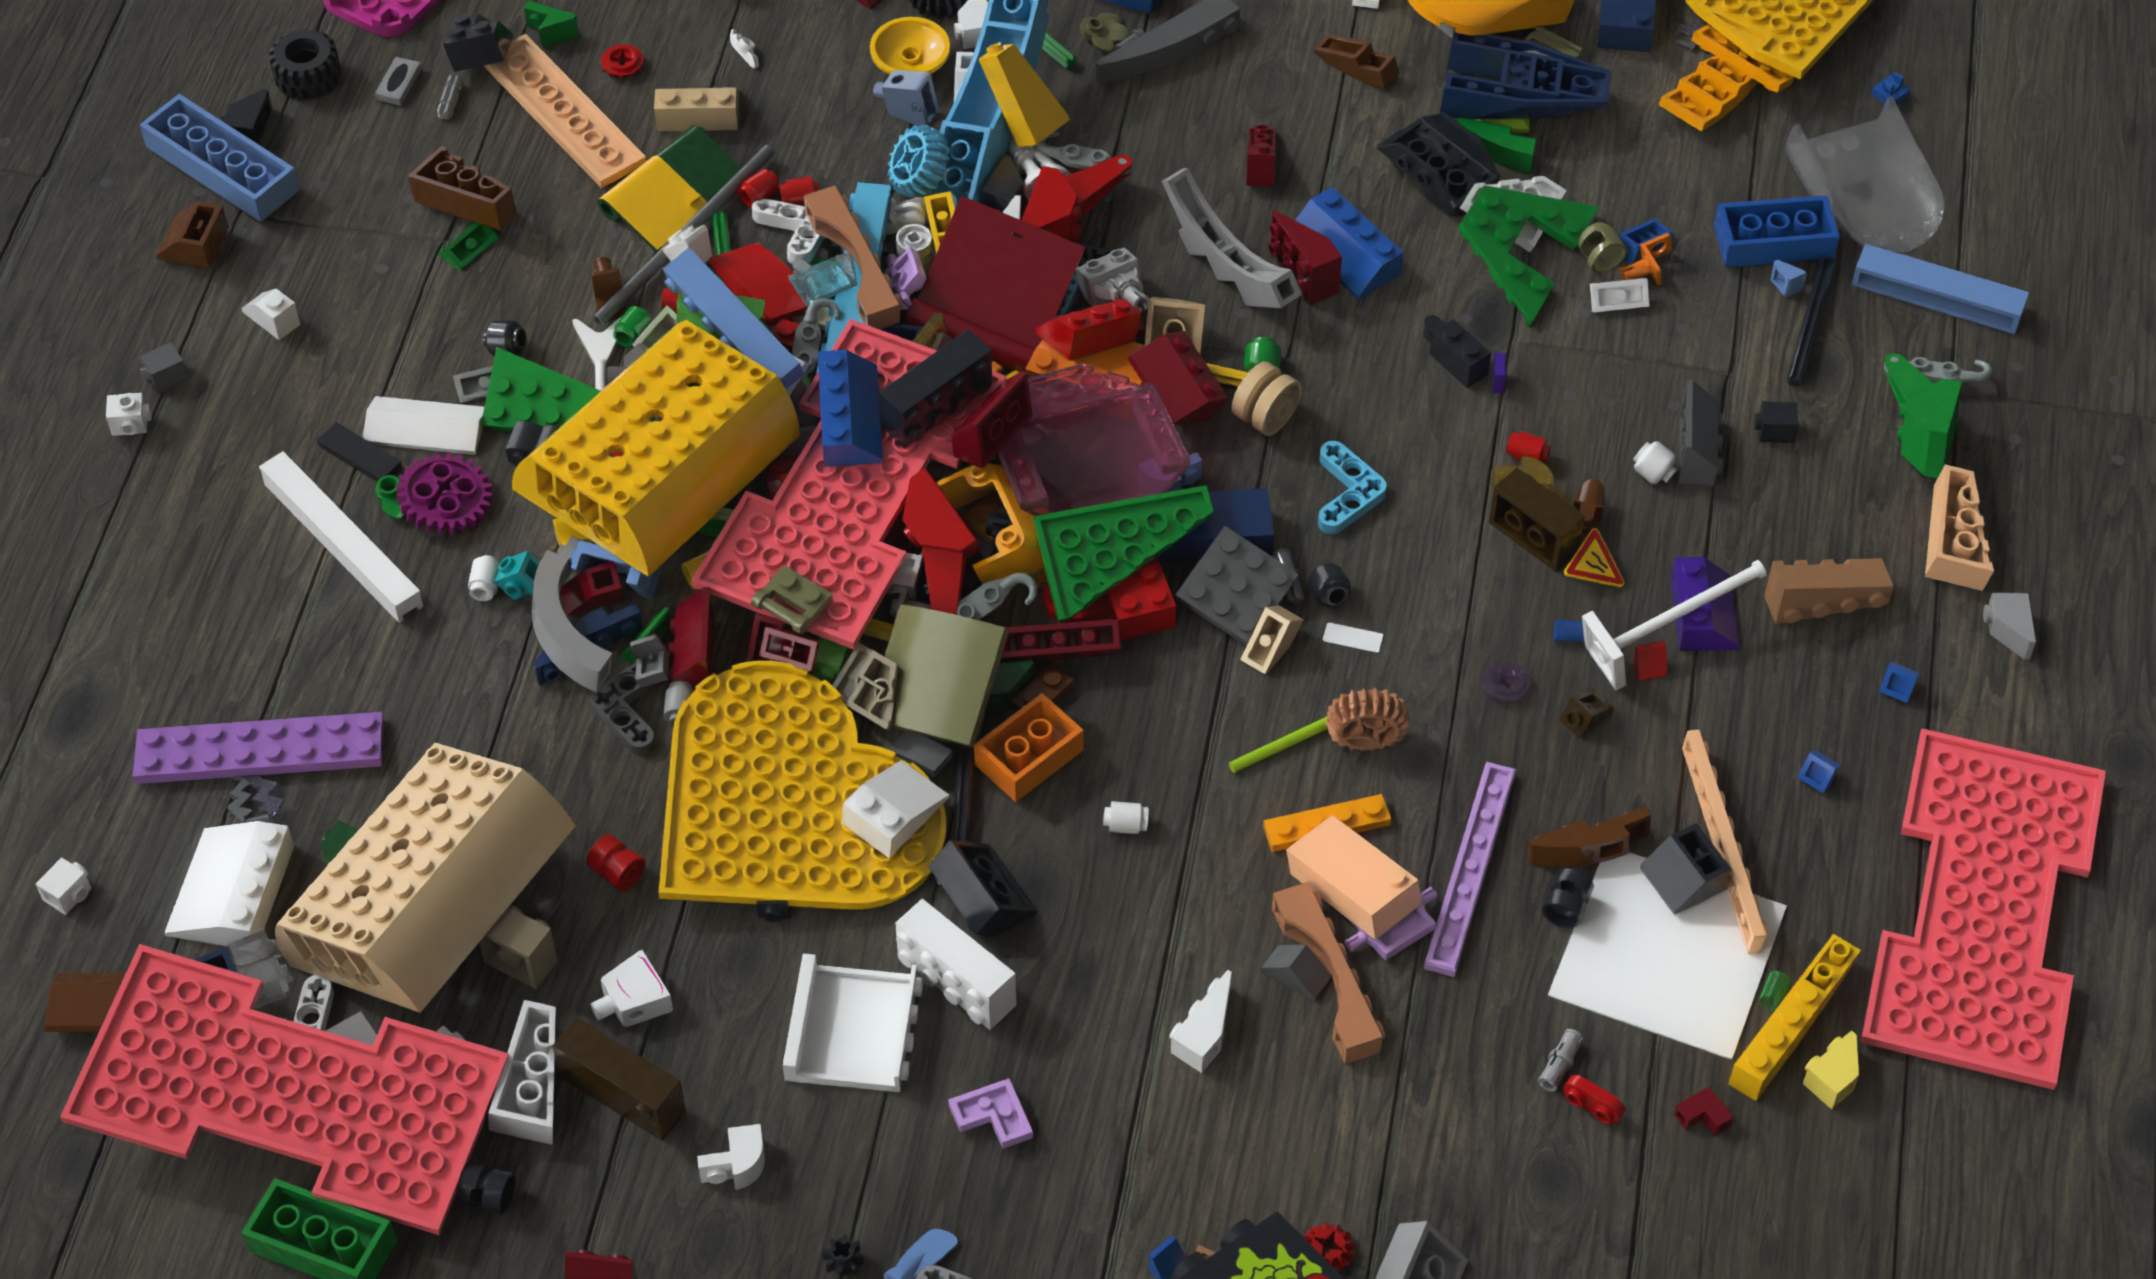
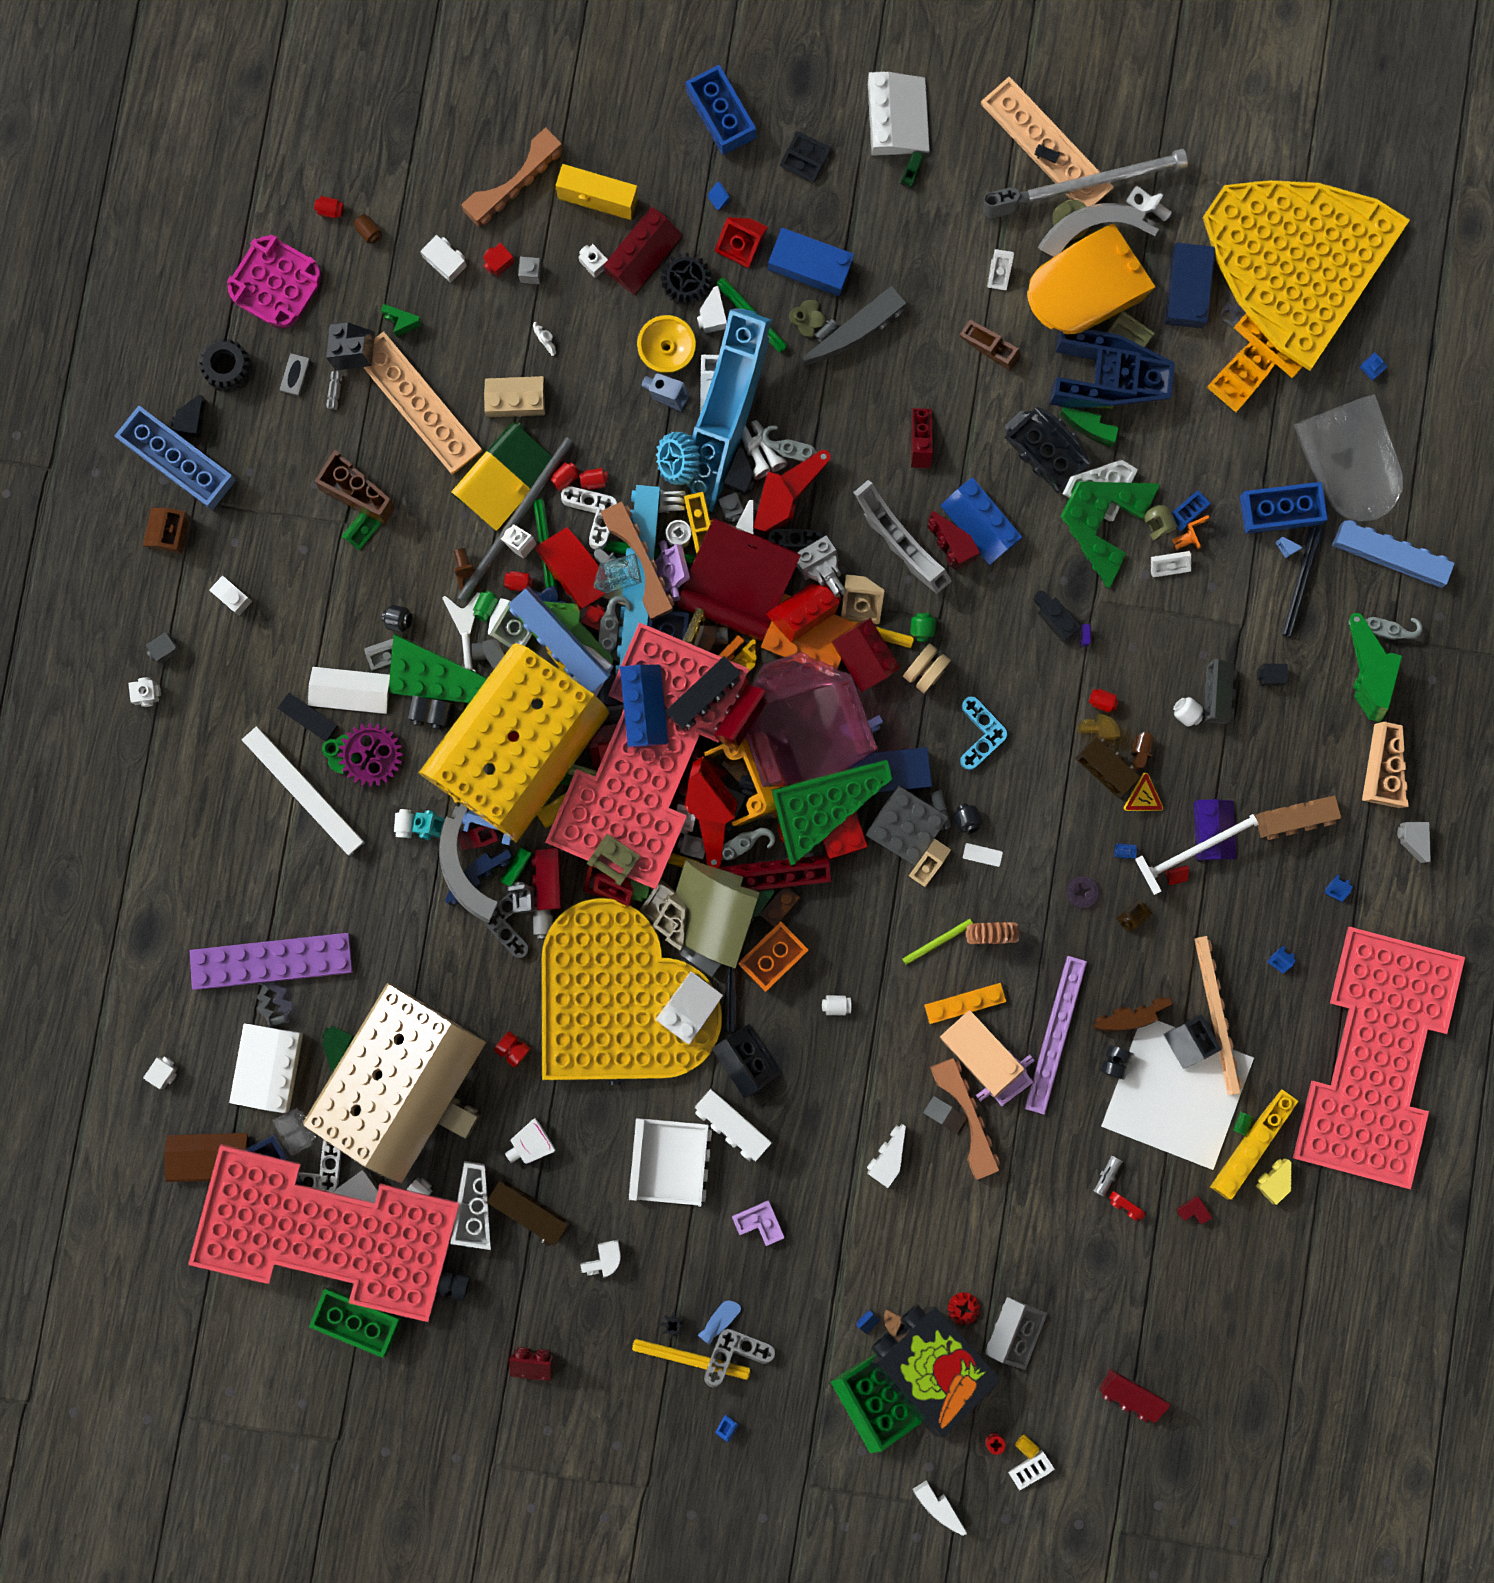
camera: 10 degrees left, 30 degrees up
(613, 56) = (450, 347): red gear -> none
(1022, 95) = (753, 414): yellow slope -> none

